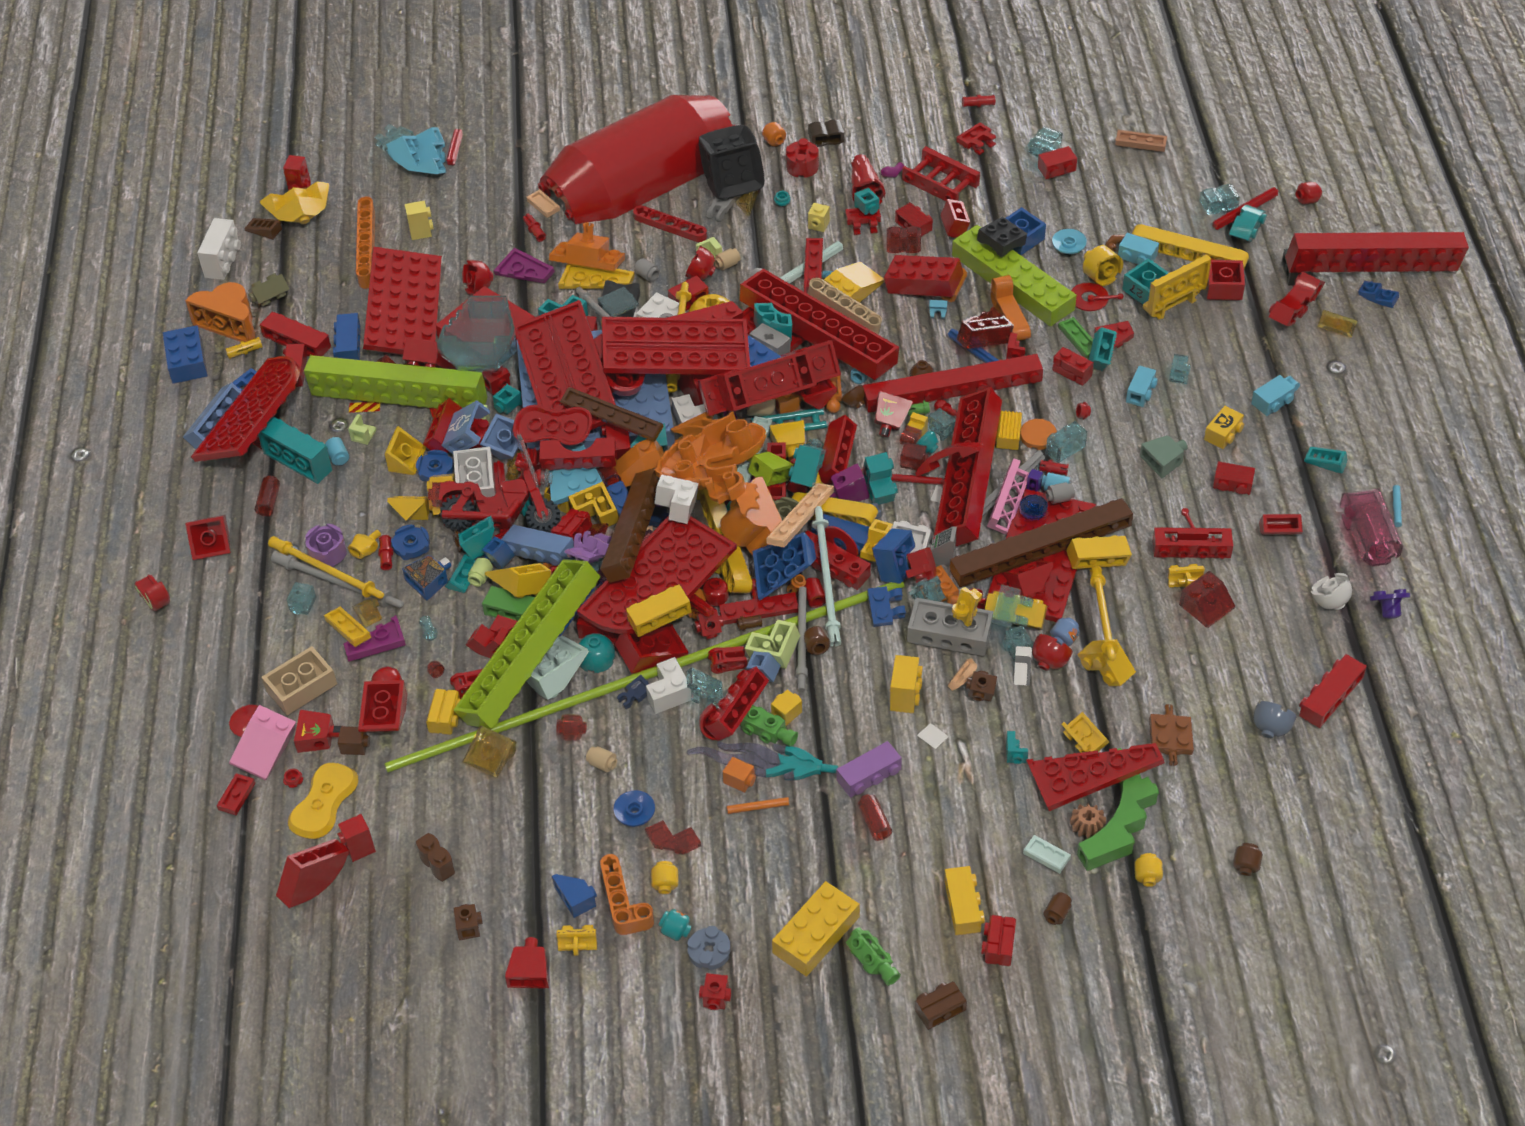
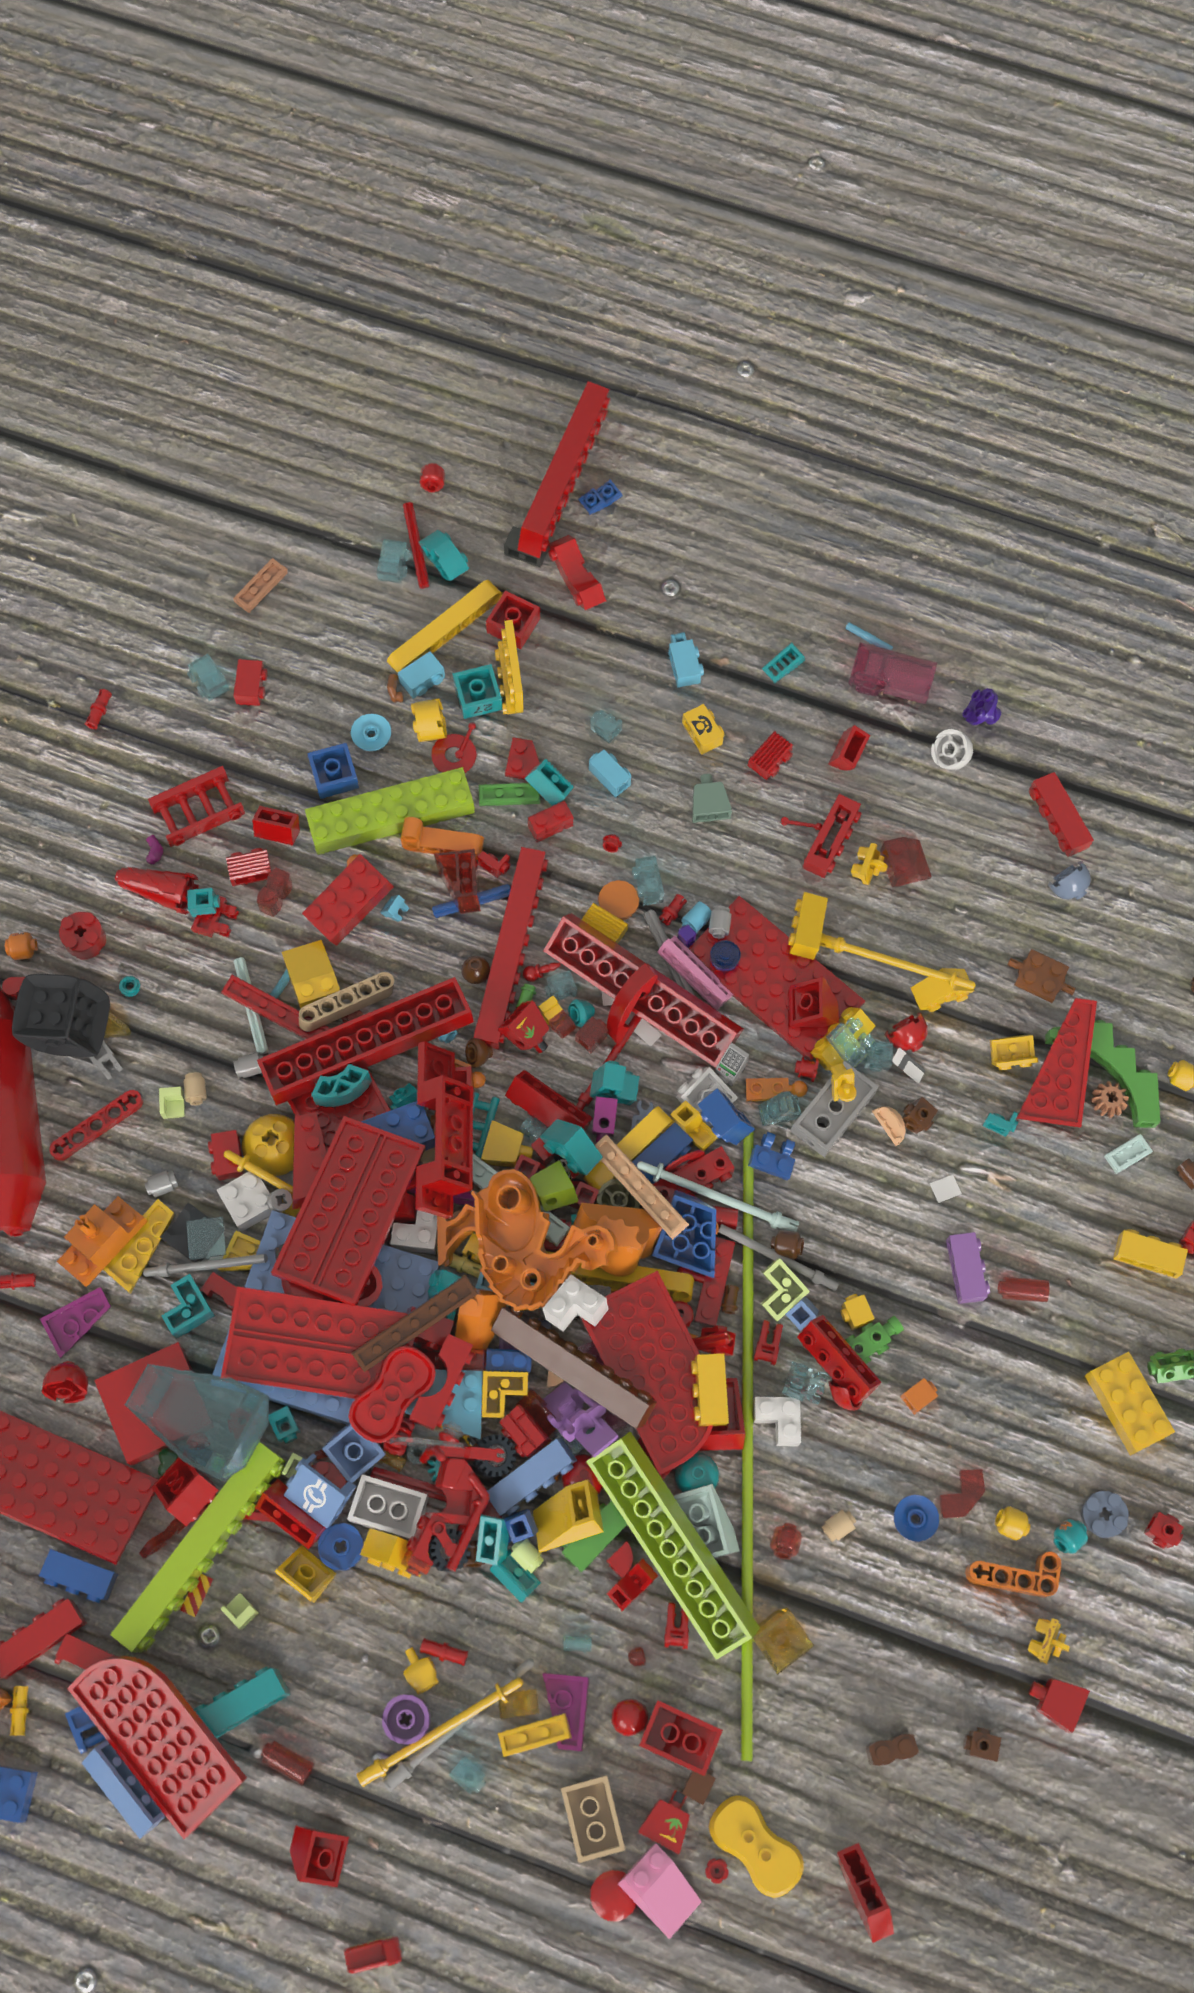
camera: 70 degrees left, 20 degrees up
(236, 794) = (711, 1944): red plate -> none
(337, 451) = (260, 1653): medium azure brick -> none
(356, 837) = (839, 1829): red brick -> none
(410, 550) = (451, 1626): blue plate -> none
(411, 506) = (388, 1598): yellow slope -> none
(427, 575) = (503, 1616): torso -> none
(441, 713) = (704, 1669): yellow brick -> none
(575, 894) = (995, 1620): blue slope -> none
(635, 690) = (766, 1451): dark blue plate -> none
(701, 264) = (192, 1121): red cylinder -> none
(757, 805) = (958, 1394): orange bar -> none
(772, 339) = (373, 1094): light grey brick -> none
(795, 766) = (915, 1355): piece -> none
(818, 217) = (187, 962): light yellow brick -> none
(826, 133) = (53, 890): dark brown brick -> none
(905, 684) = (888, 1185): yellow brick -> none
(921, 564) = (750, 1098): red brick -> none
(974, 136) = (151, 740): red plate -> none
(1002, 236) = (347, 795): black brick -> none
(1039, 542) = (775, 973): reddish brown brick -> none
(1065, 631) = (885, 1006): medium blue head -> none
(1337, 323) = (620, 553): clear yellow slope -> none

